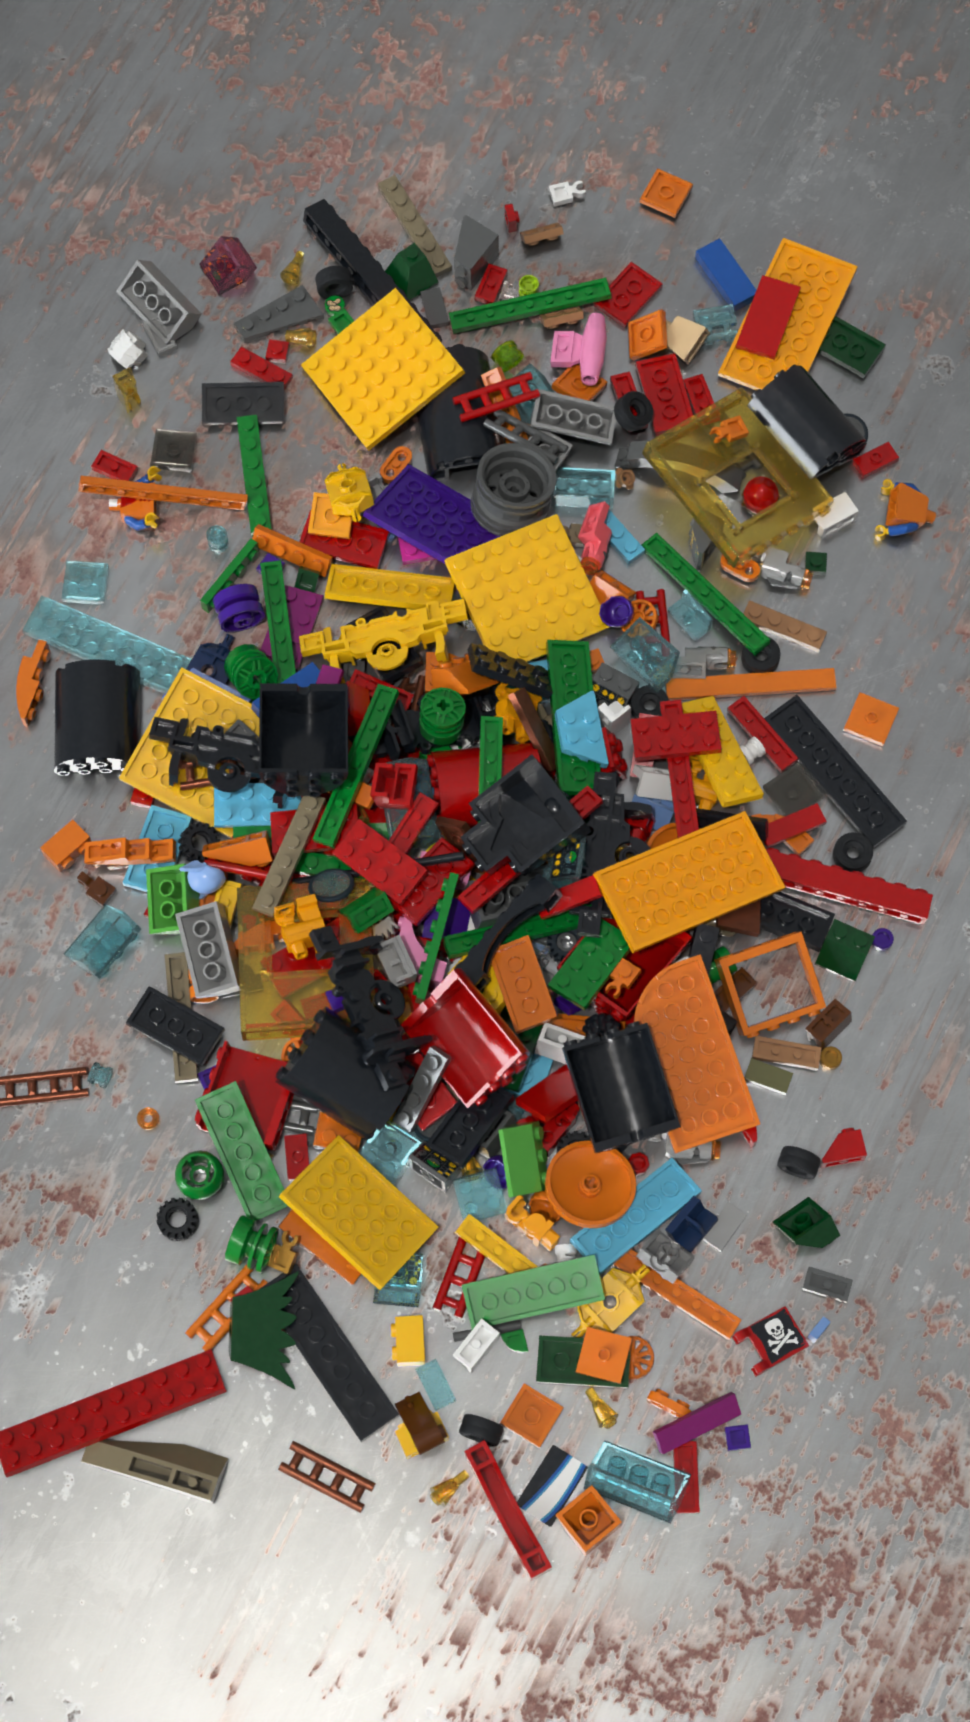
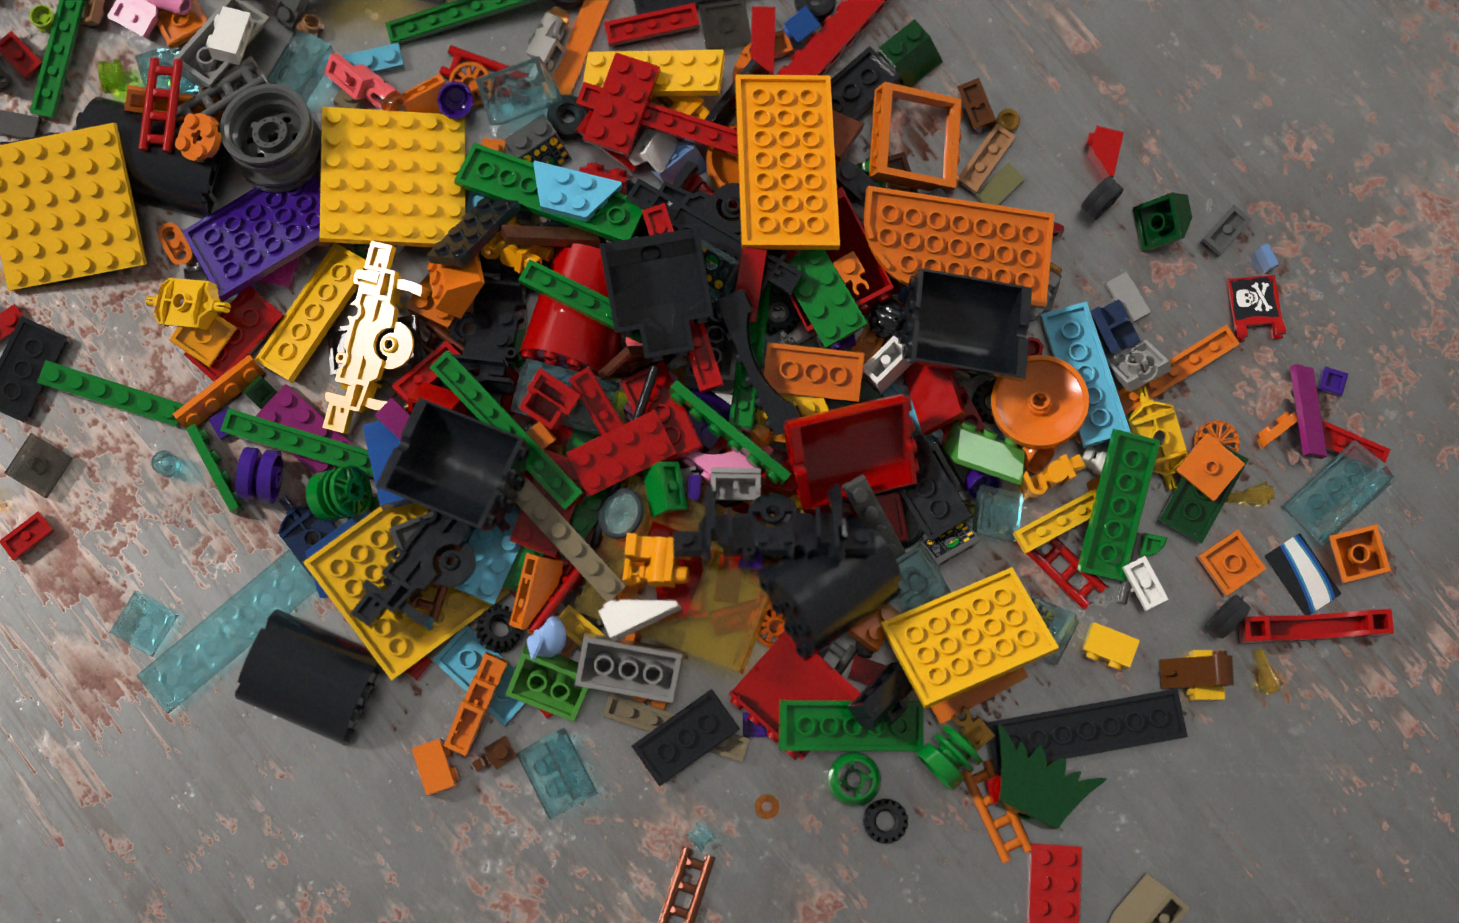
camera: 65 degrees left, 10 degrees up
(28, 685) = (239, 734): orange slope -> none
(138, 512) = (82, 527): torso -> none
(162, 493) = (87, 498): orange tile -> none
(247, 927) = (632, 615): none -> white slope
(272, 1160) = (880, 696): none -> black piece
(332, 1490) = (1203, 801): copper bar -> none
(380, 930) = (694, 486): none -> dark purple tile
(435, 1385) = (1161, 640): clear light blue tile -> none
(442, 716) = (494, 332): green wheel -> none
(447, 965) = (761, 436): none -> clear orange plate
(491, 432) = (187, 138): none -> orange plate
(578, 420) = (230, 35): none -> white brick
(614, 716) = (565, 154): white panel -> none
(691, 616) = (492, 32): clear light blue panel -> none
(753, 750) = (664, 40): white wheel -> none
(822, 848) = (801, 24): none -> blue brick
(883, 939) = (913, 12): dark purple tile -> none

